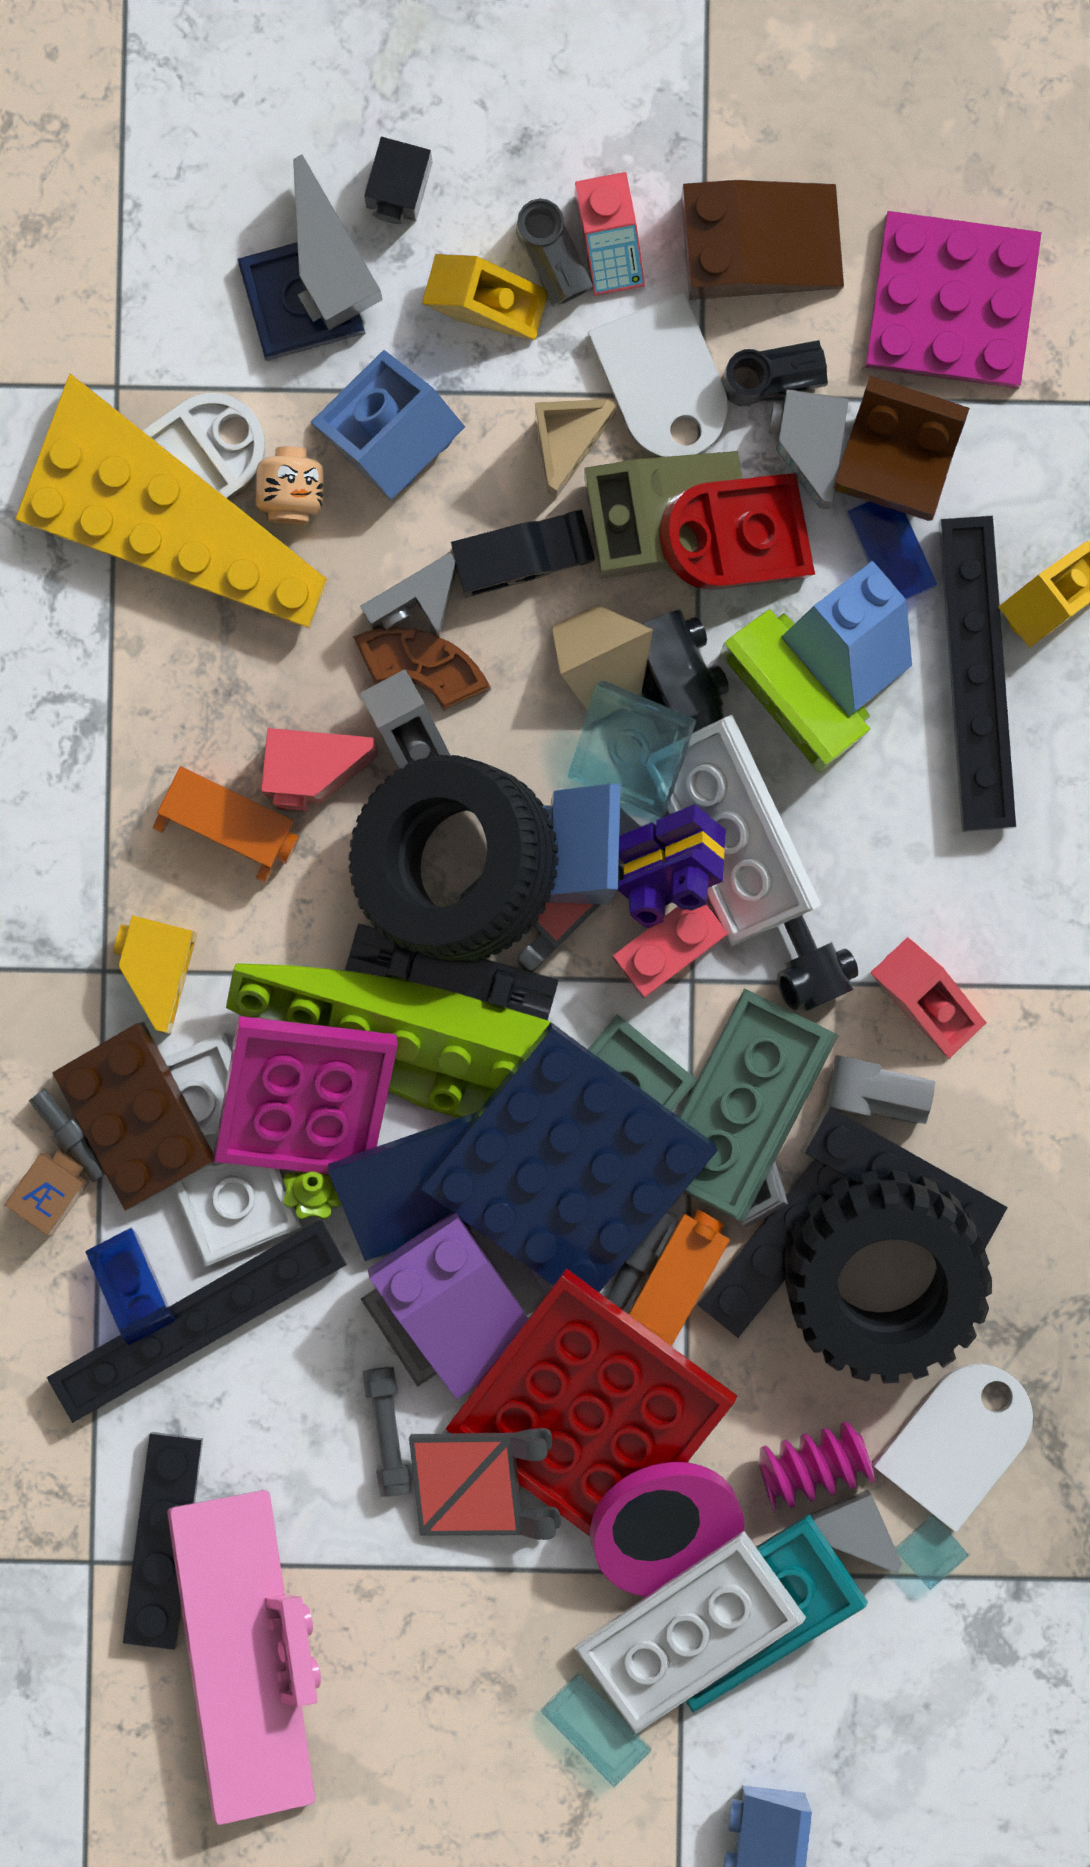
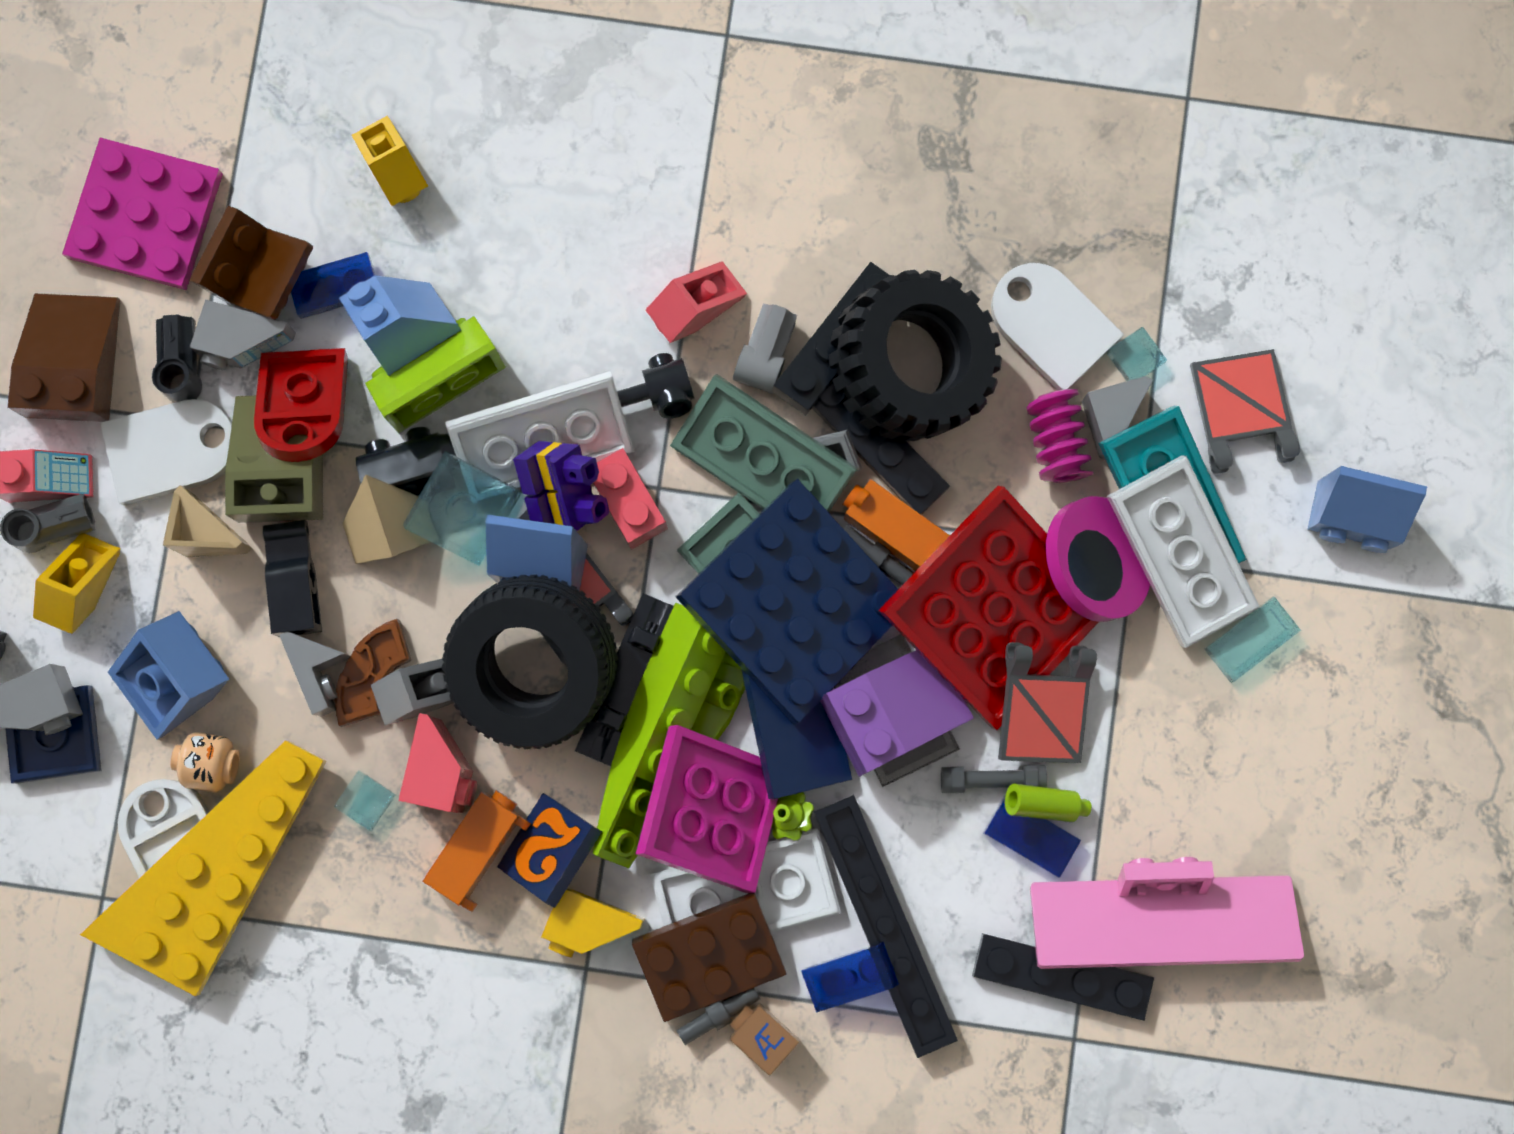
camera: 85 degrees left, 5 degrees down
(235, 911) = (549, 850): none -> dark blue tile
(269, 680) = (365, 800): none -> clear light blue tile
(324, 1485) = (1033, 839): none -> clear blue plate
(364, 1497) = (1045, 803): none -> lime cylinder
(892, 1689) = (1240, 401): none -> flag
(977, 673) = (443, 231): black plate -> none

